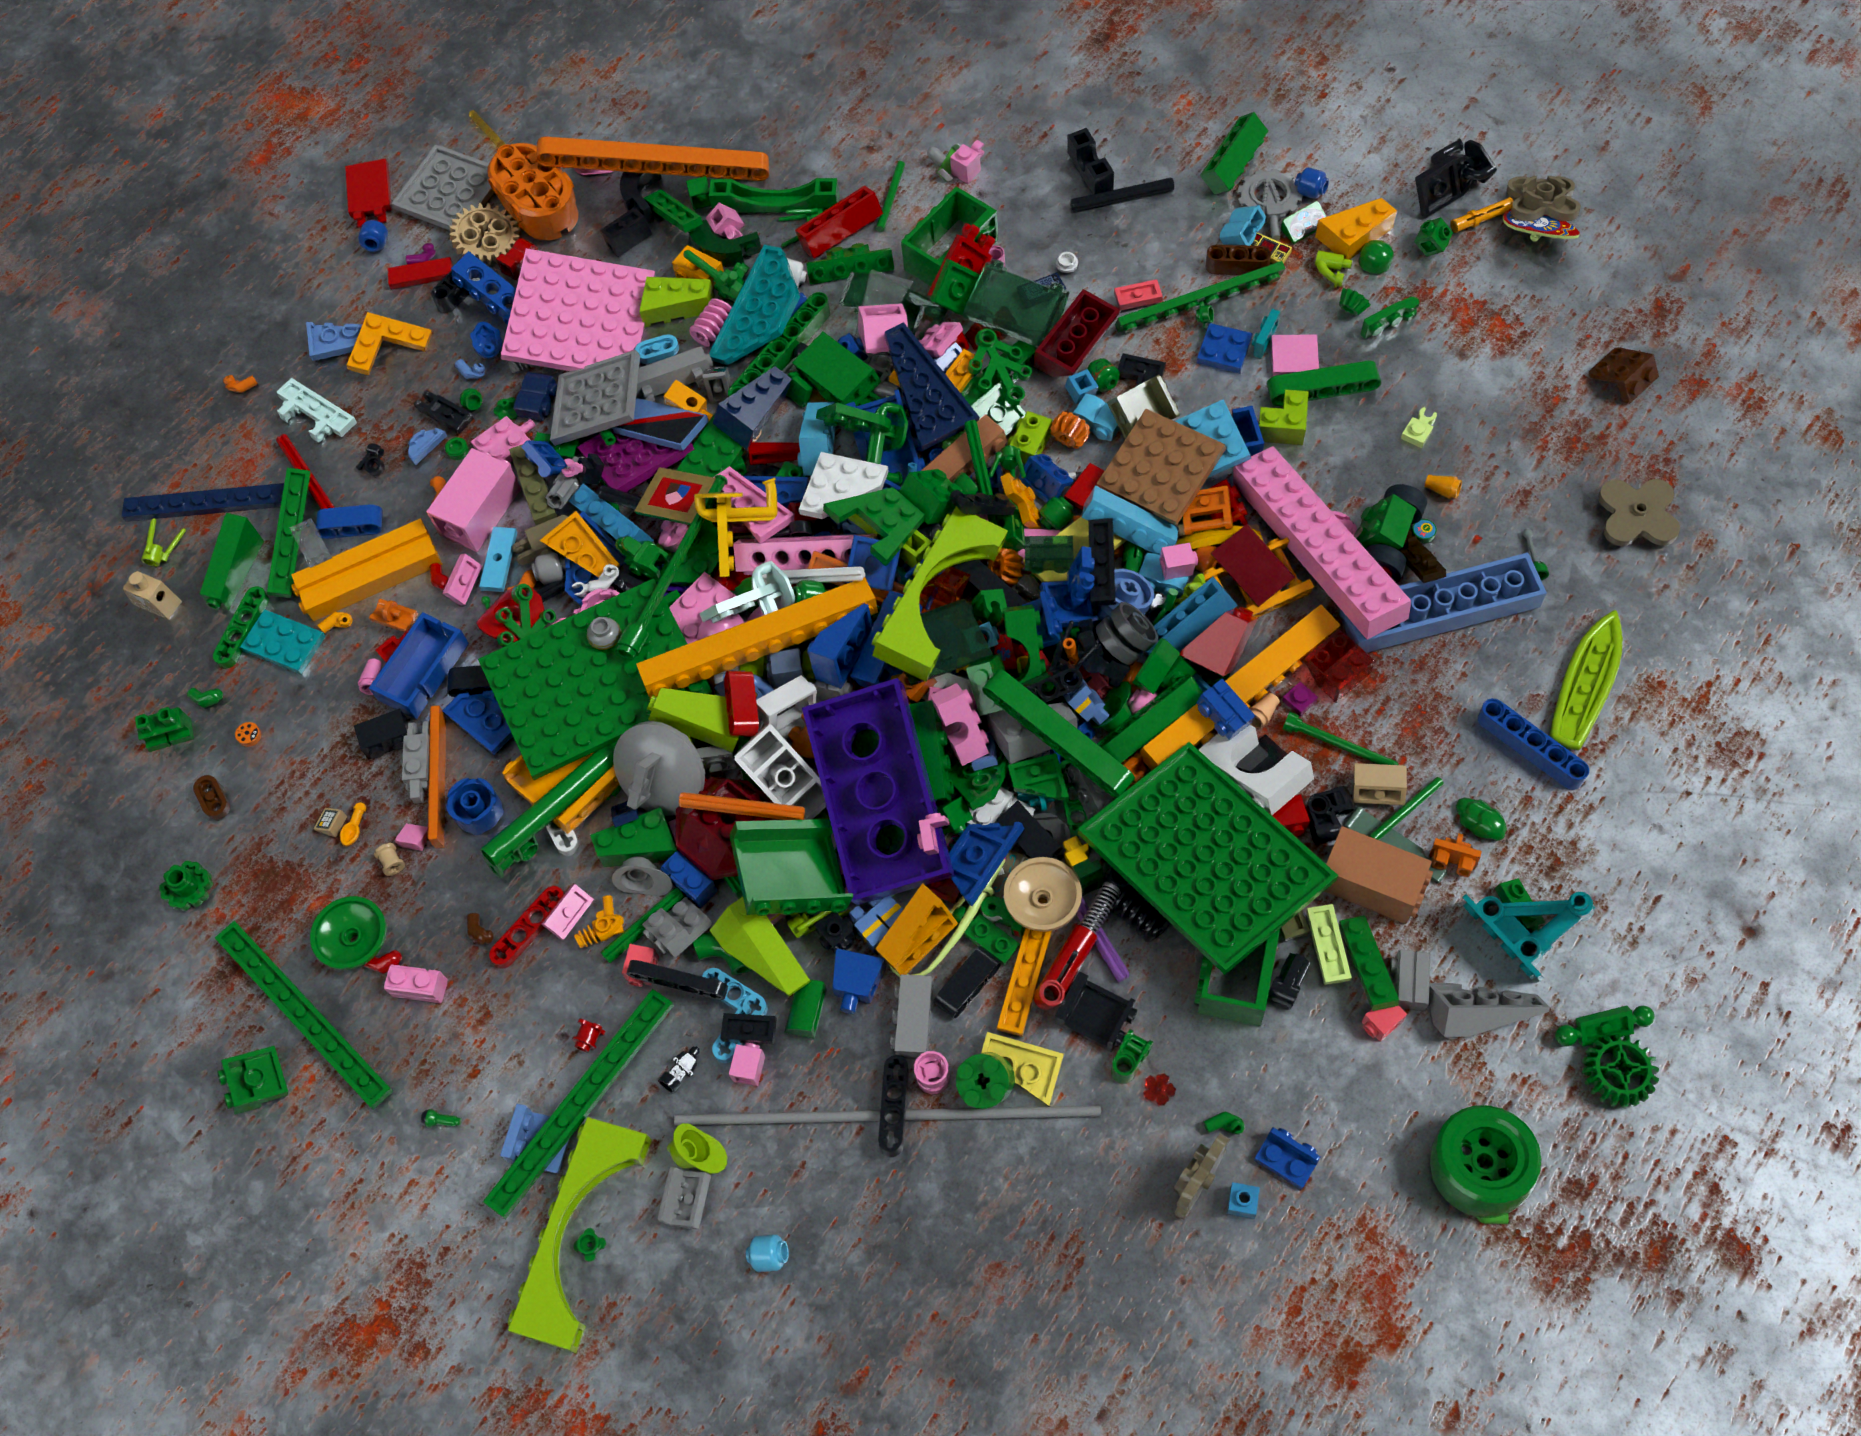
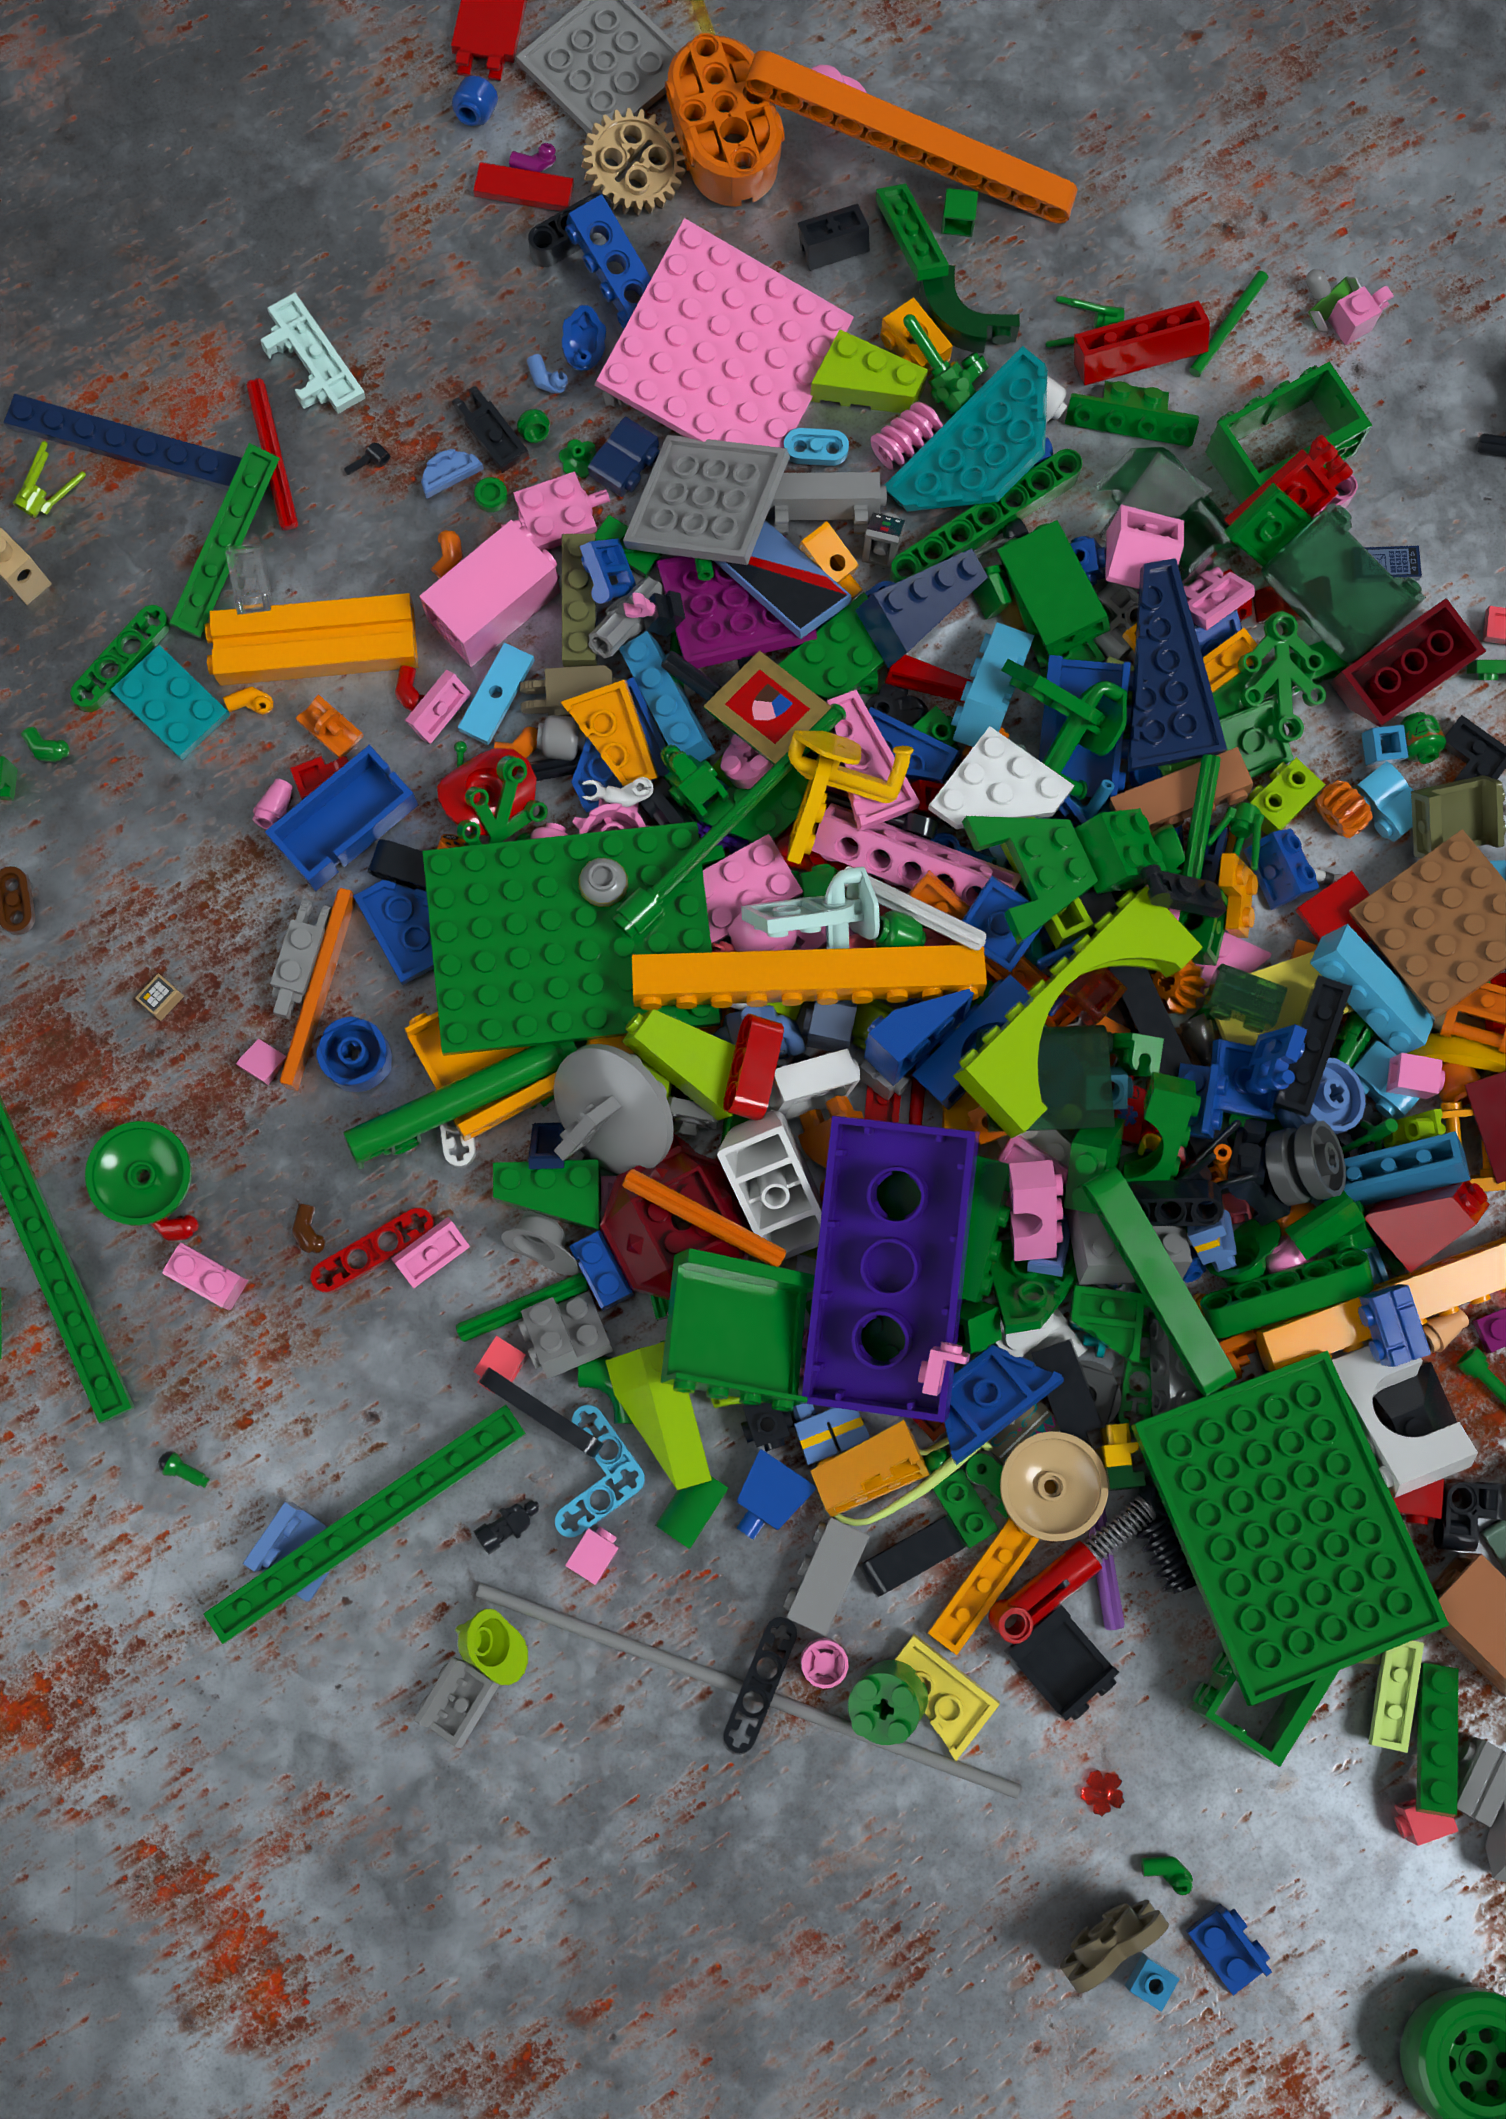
camera: 10 degrees right, 15 degrees up
(231, 561) = (132, 556): green slope -> none
(239, 386) = (218, 273): orange arm -> none
(248, 734) = (87, 824): orange tile -> none
(331, 340) = (372, 253): medium blue wing -> none
(349, 521) = (311, 554): blue beam -> none
(351, 831) = (183, 1021): light orange piece -> none
(370, 462) = (364, 483): black hinge -> none
(380, 328) = (441, 262): light orange plate -> none
(382, 734) = (264, 899): black piece -> none
(387, 855) = (221, 1084): tan bush -> none
(514, 258) = (663, 221): red leg -> none
(542, 1306) = (237, 1775): lime arch -> none
(582, 1244) = (309, 1710): green plate -> none
(587, 1035) = (402, 1435): red brick -> none
(604, 926) = (471, 1292): light orange piece -> none
(632, 187) = (863, 169): black arch -> none
(725, 221) = (980, 280): bright pink brick -> none
(746, 199) = (1012, 244): green arch -> none
(748, 1028) = (610, 1512): black plate -> none
(767, 1253) = (536, 1814): medium azure head -> none
(1056, 513) = (1276, 928): green head -> none
(1067, 262) = (1438, 535): white plate -> none
(1133, 1053) = (1085, 1736): green piece -> none
(1286, 985) = (1330, 1715): black piece -> none

